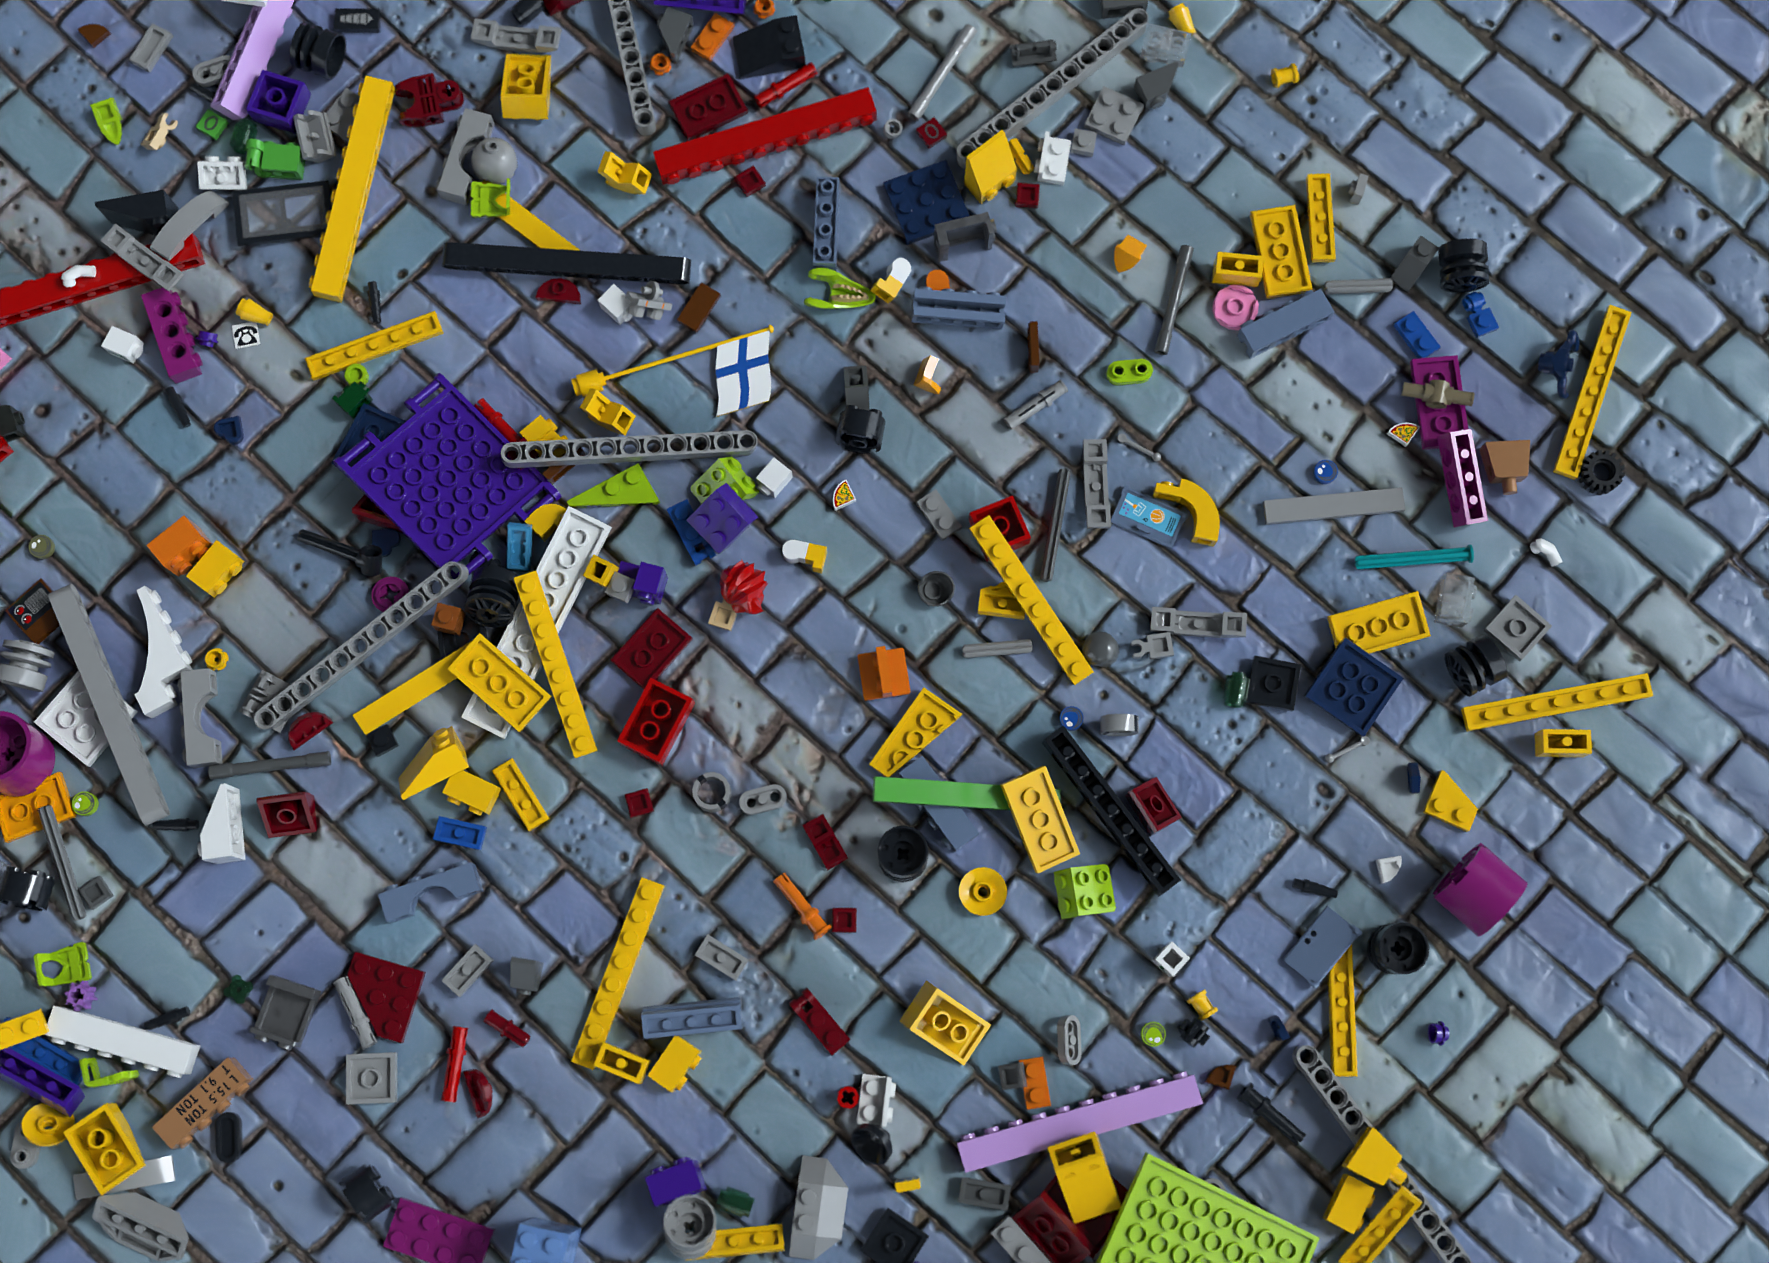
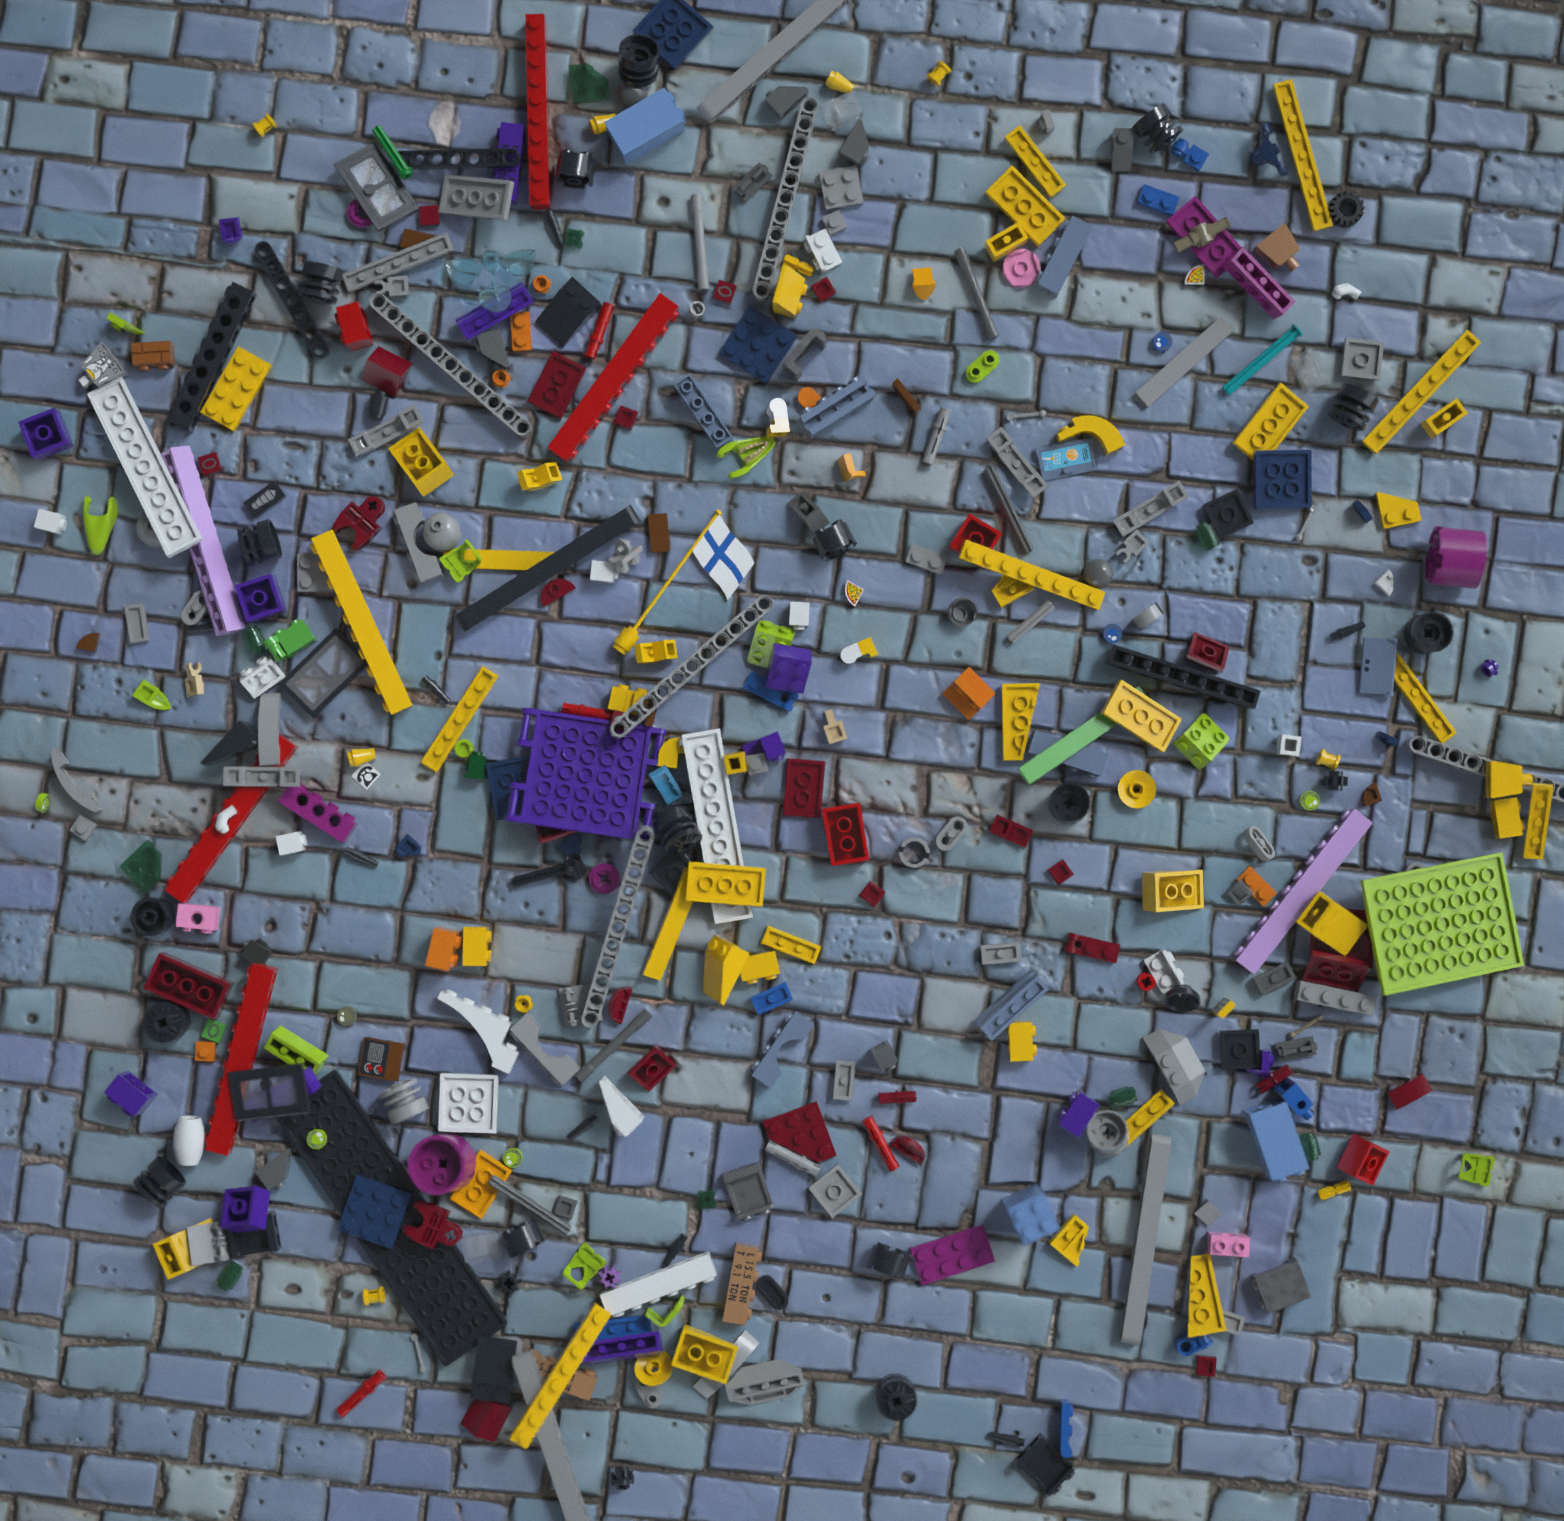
camera: 30 degrees left, 10 degrees up
(109, 704) = (479, 1084): light grey beam -> none
(207, 338) = (343, 797): dark purple plate -> none
(212, 124) = (224, 647): bright green tile -> none
(314, 136) = (305, 604): light grey hinge -> none
(382, 740) = (673, 976): black plate -> none
(448, 619) = (659, 867): dark orange brick -> none
(555, 664) = (751, 845): yellow plate -> none
(618, 972) = (940, 1011): yellow plate -> none
(622, 1063) = (988, 1065): yellow brick -> none
(625, 488) = (704, 694): lime wing -> none
(743, 587) = (835, 704): red hair -> none
(808, 915) = (1035, 885): orange pin -> none
(1262, 1106) = (1410, 796): black pin -> none
(1358, 286) = (1094, 192): light grey axle -> none

